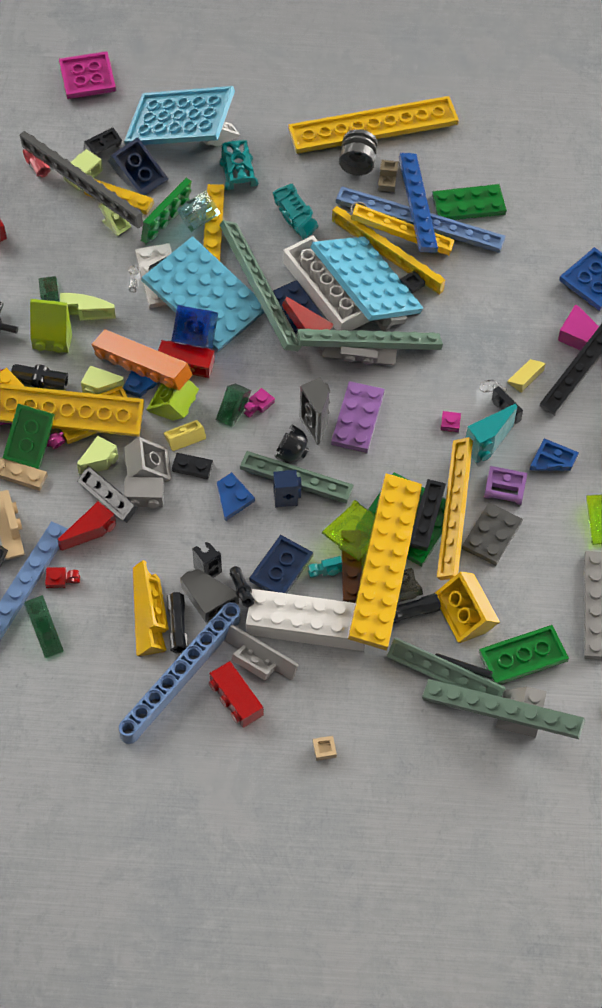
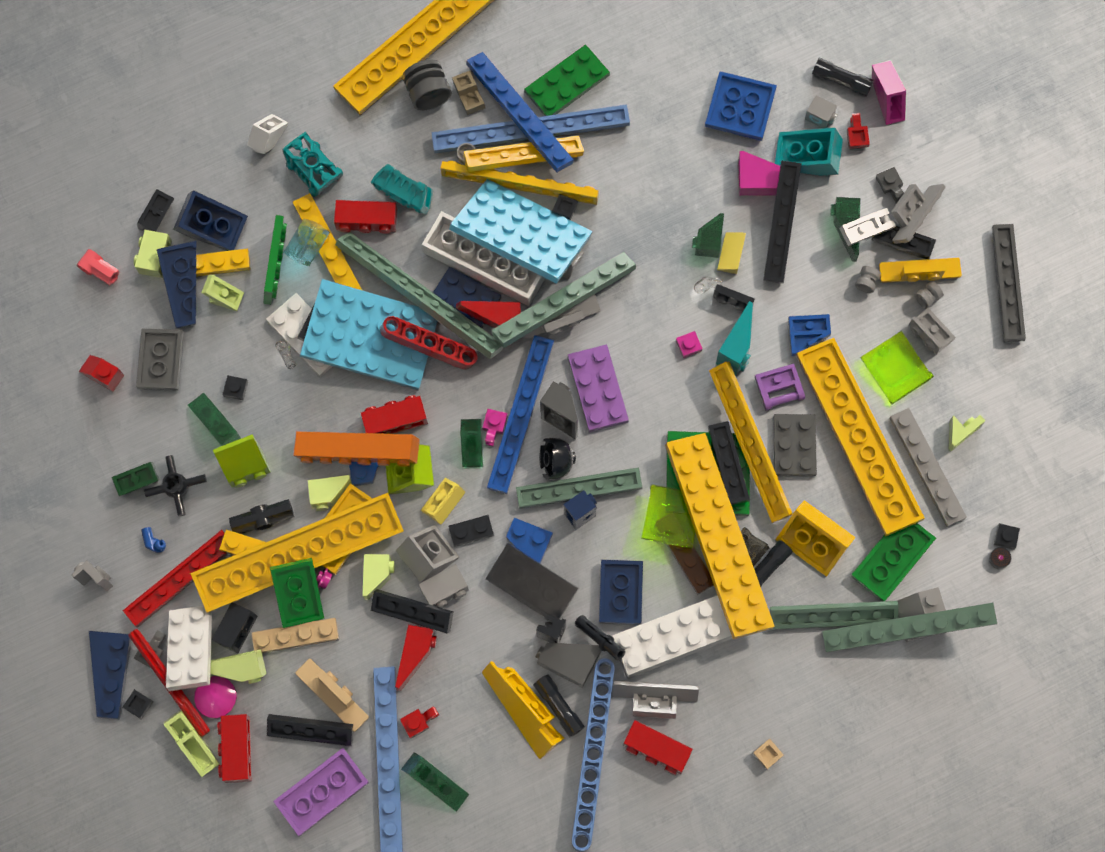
camera: 25 degrees left, 15 degrees up
(39, 238) = (159, 359): none -> dark grey plate
(81, 283) = (235, 387): none -> black plate
(82, 180) = (173, 275): dark grey plate -> none
(84, 204) = (179, 277): none -> dark blue wing
(87, 75) = (84, 134): dark pink plate -> none
(88, 306) = (258, 412): yellowish green slope -> none
(180, 115) = (219, 139): medium azure plate -> none
(194, 326) = (387, 382): clear blue brick -> none
(214, 522) = (531, 582): none -> black plate
(246, 326) = (420, 334): none -> red beam
(255, 217) = (365, 216): none -> red brick
(280, 406) = (520, 414): none -> blue plate
(327, 567) = (667, 567): teal plate -> none
(475, 669) = (868, 597): black bar -> none
(514, 354) = (709, 238): none -> clear green slope
(549, 553) = (860, 437): none -> yellow plate

